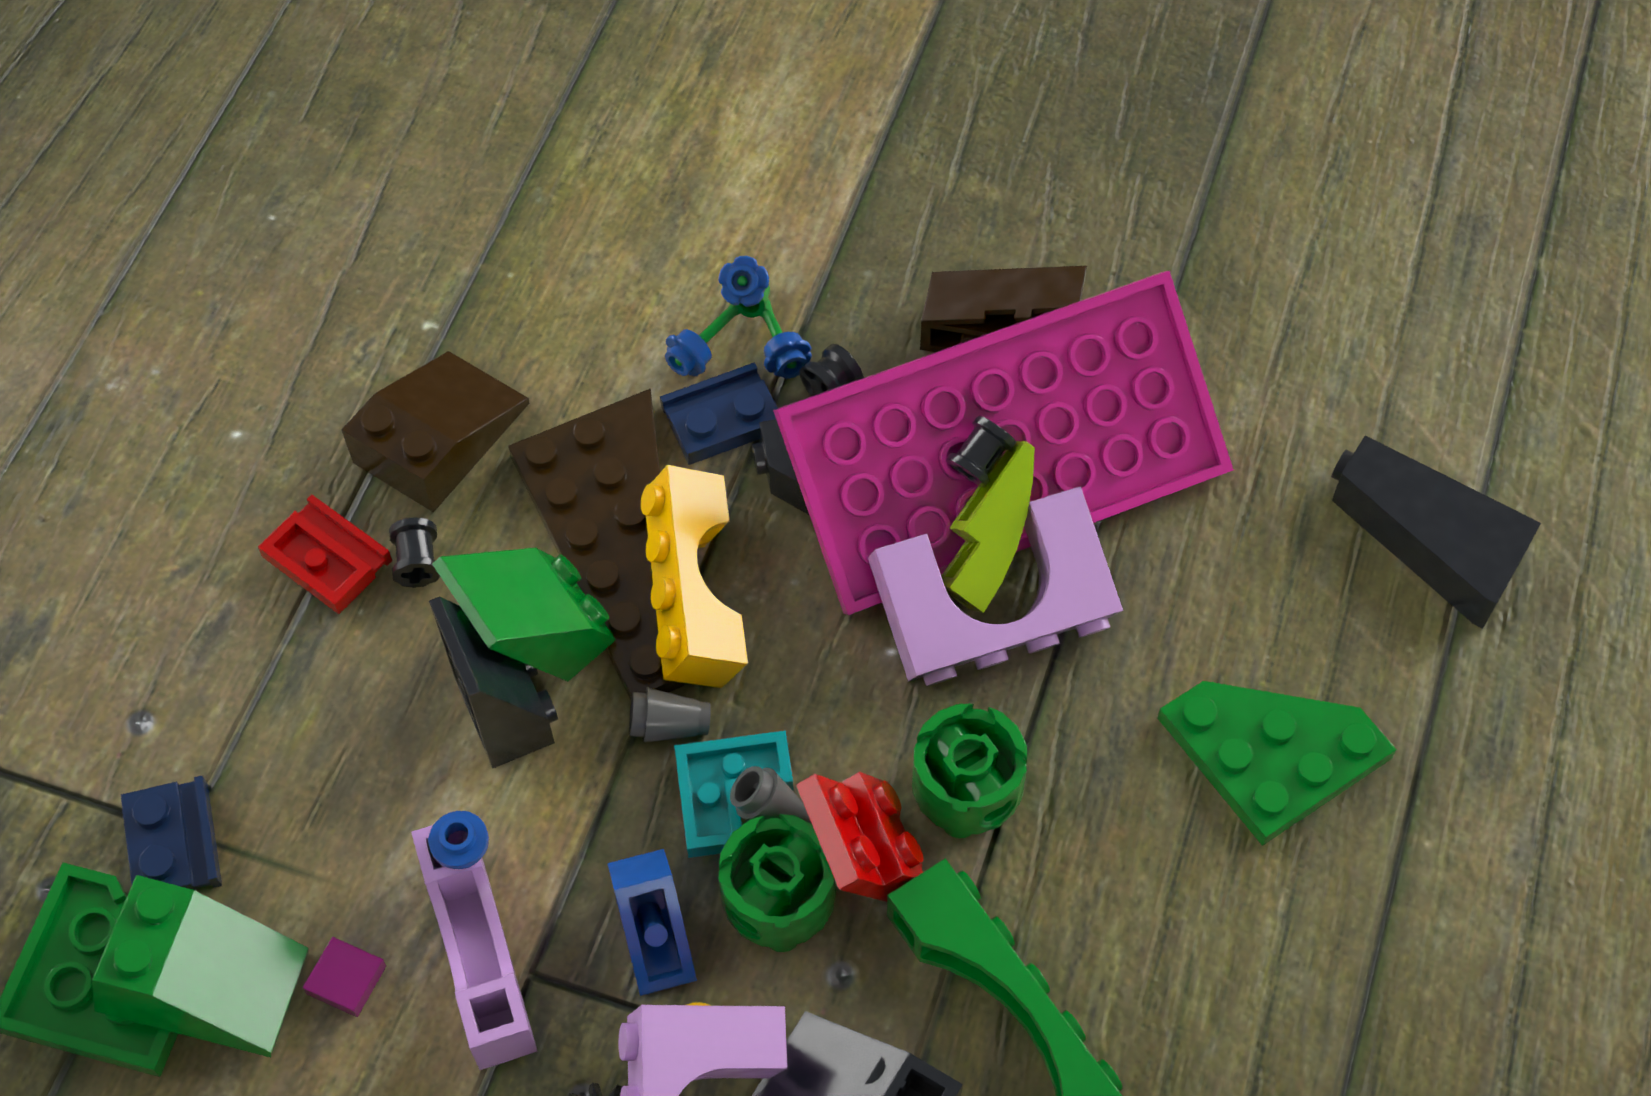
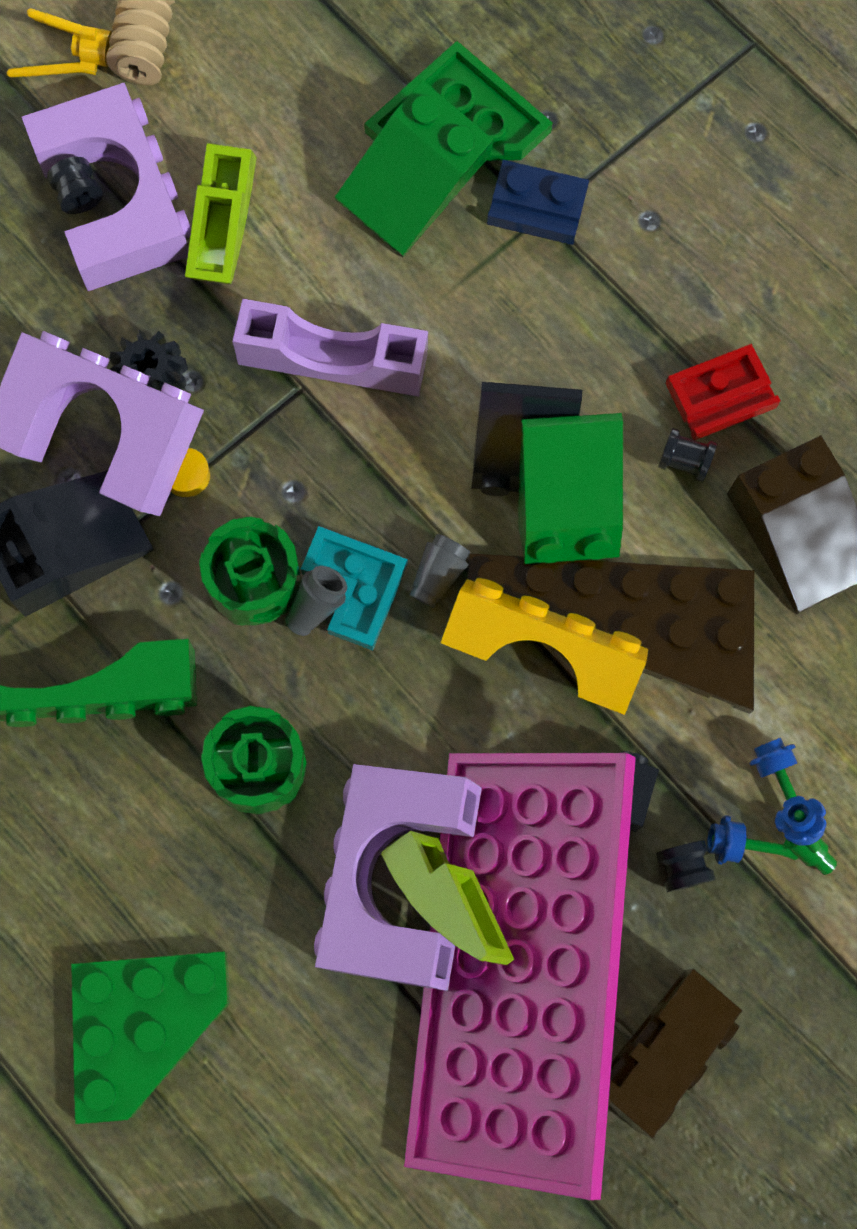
camera: 115 degrees right, 15 degrees up
(344, 976) = (366, 268): magenta tile -> none
(460, 855) = (399, 364): blue plate -> none
(652, 922) = (283, 476): blue slope -> none
(719, 413) = (701, 760): dark blue plate -> none
(862, 833) = (244, 645): red plate -> none
(981, 451) = (508, 918): black bush -> none

